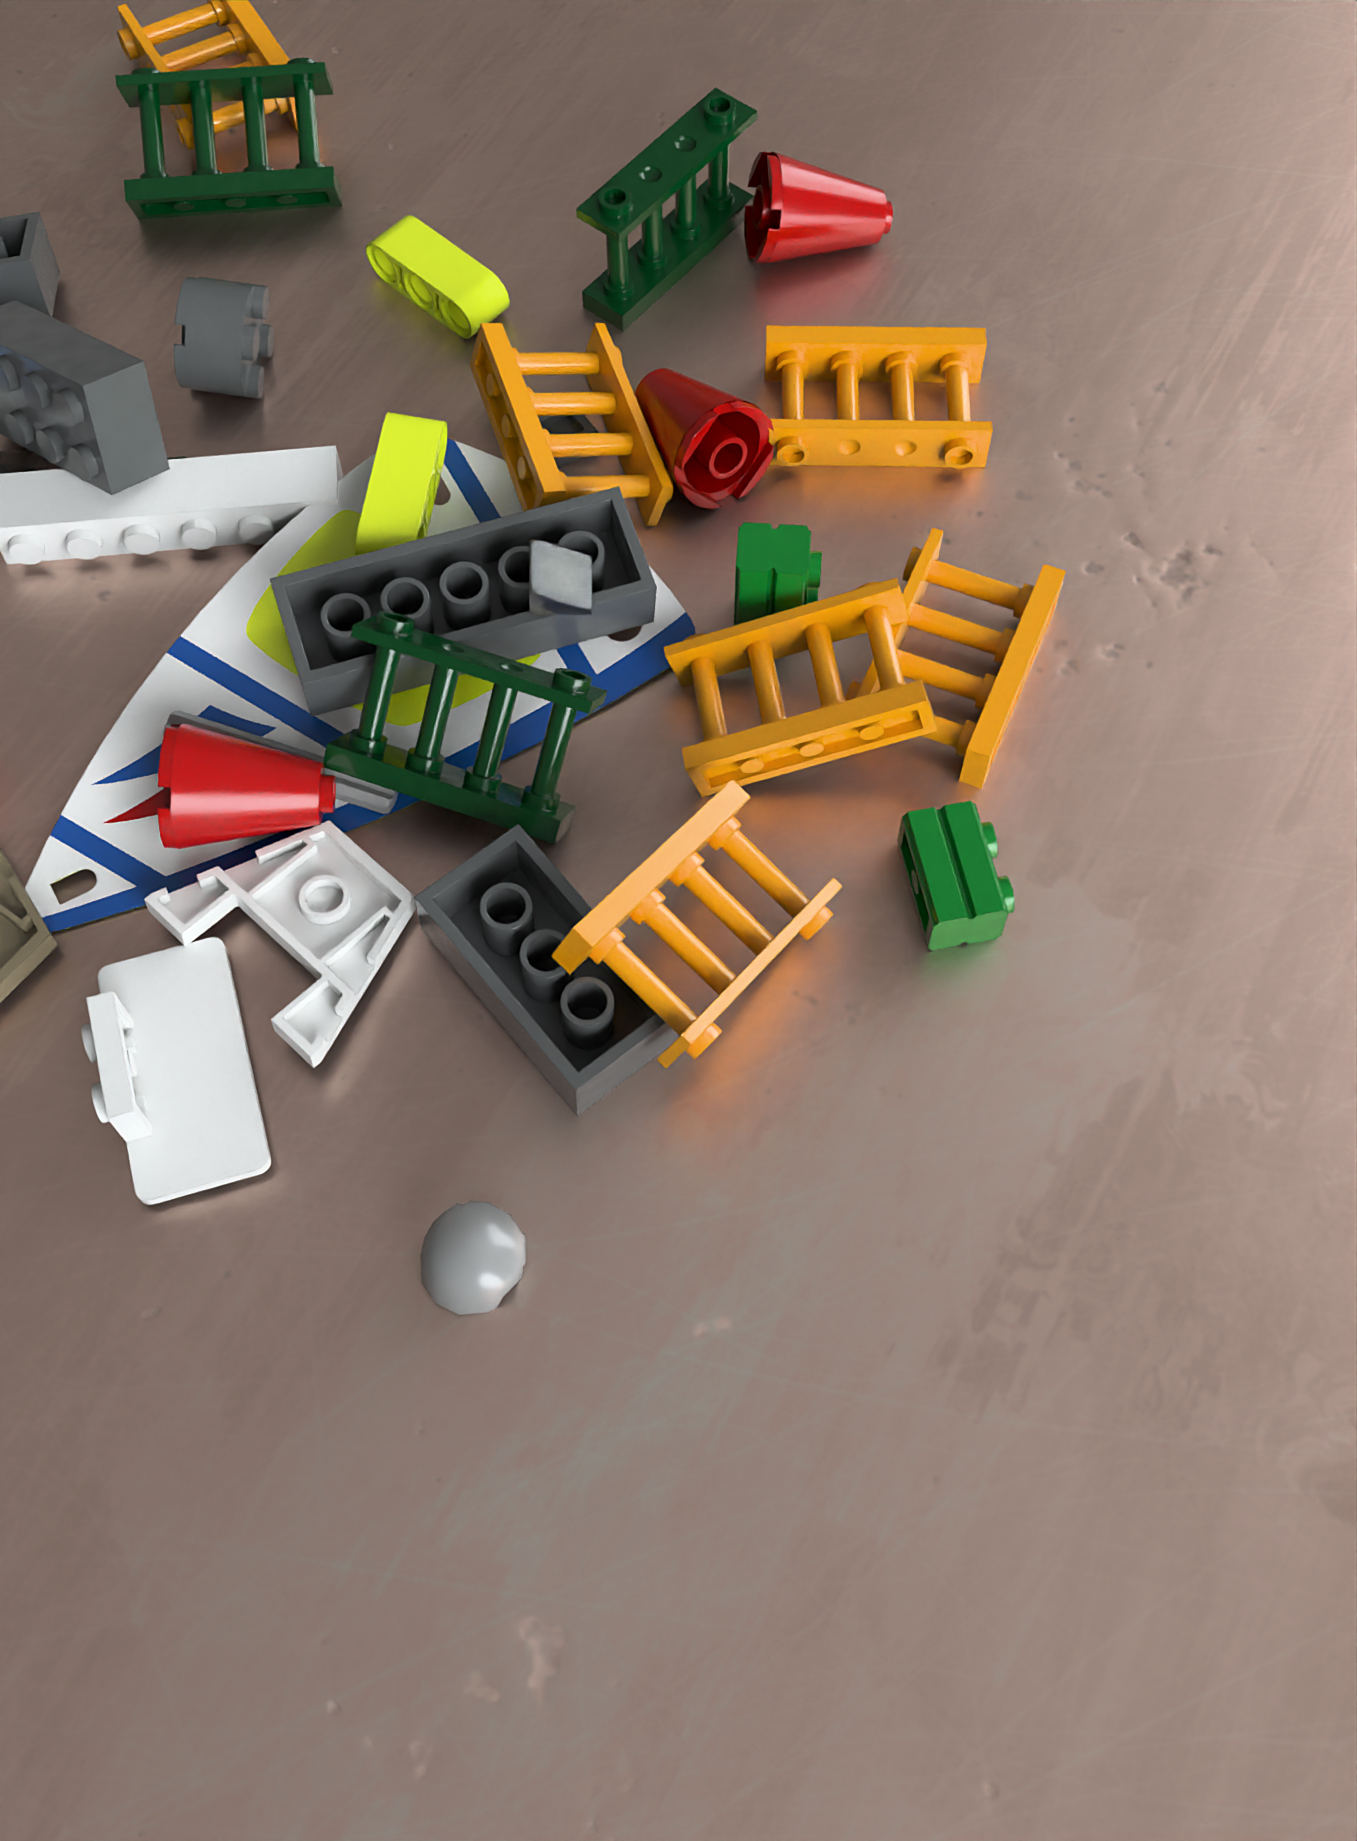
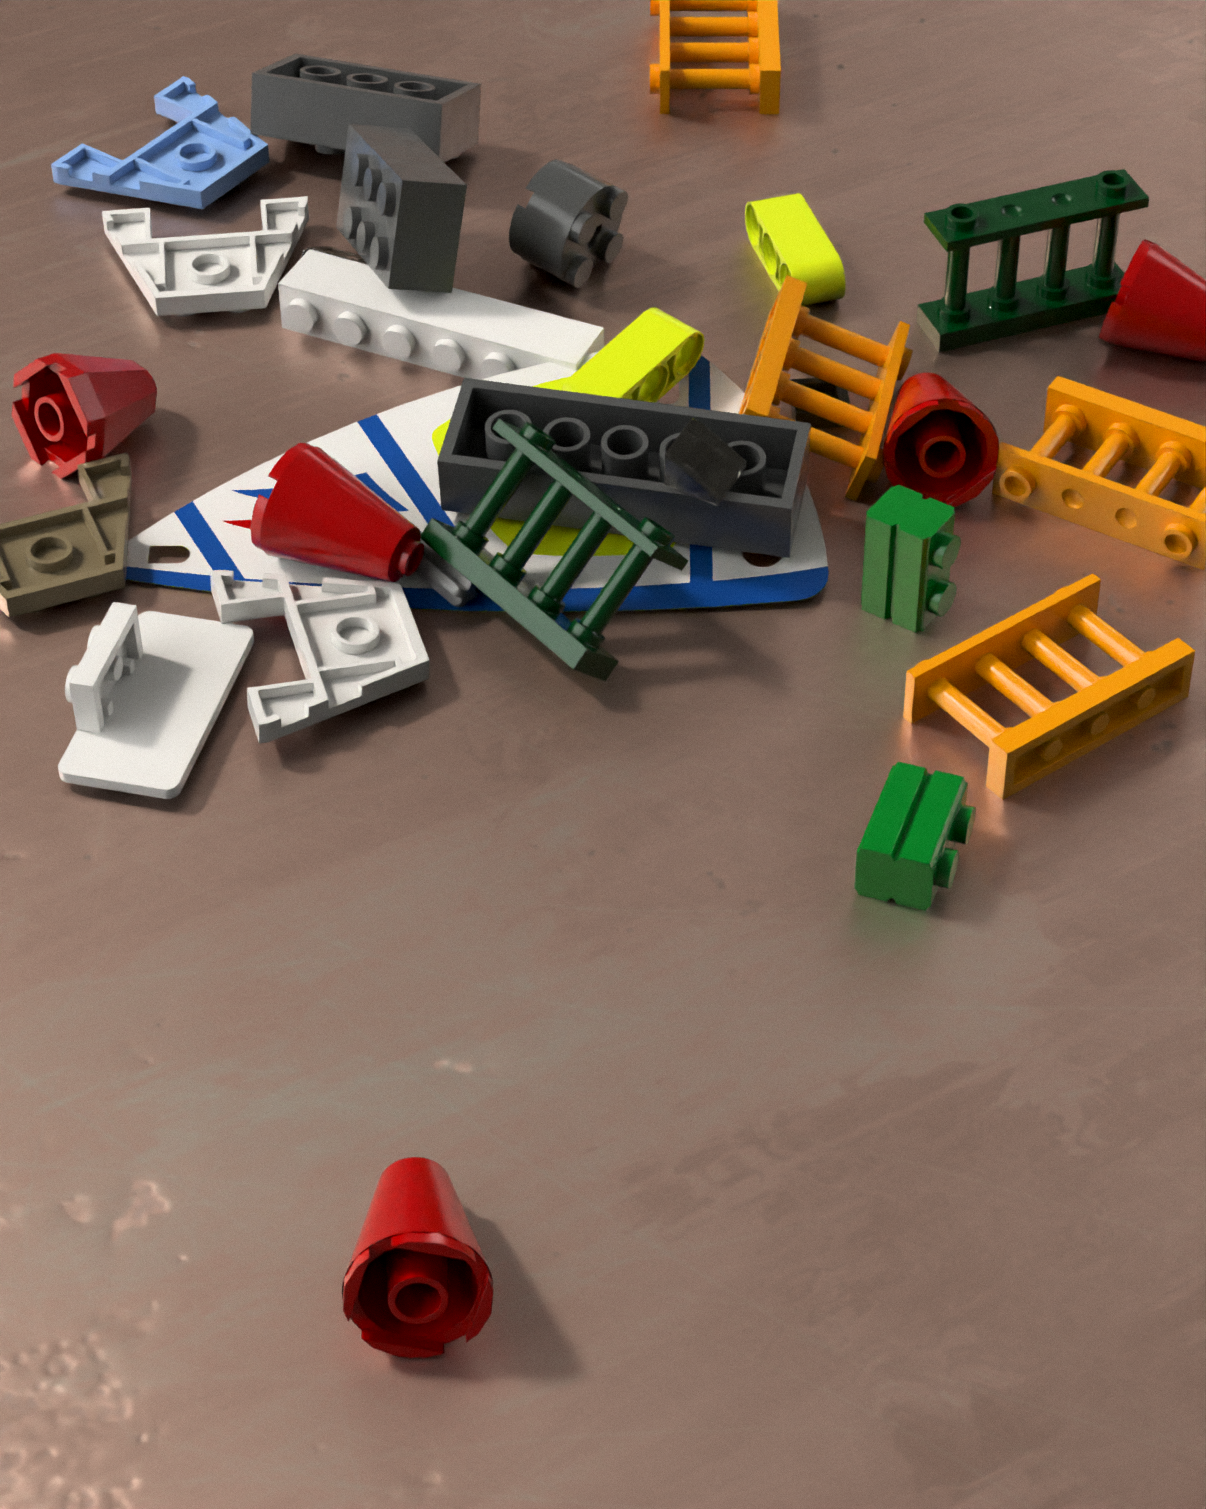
camera: 30 degrees right, 20 degrees down
(208, 189) = (687, 134): dark green fence -> none
(472, 1257) = (286, 920): light grey hair -> none
(498, 928) = (499, 751): dark grey brick -> none
(641, 900) = (660, 702): light orange fence -> none
(814, 737) = (872, 675): light orange fence -> none
(849, 1579) = (416, 1265): none -> red cone

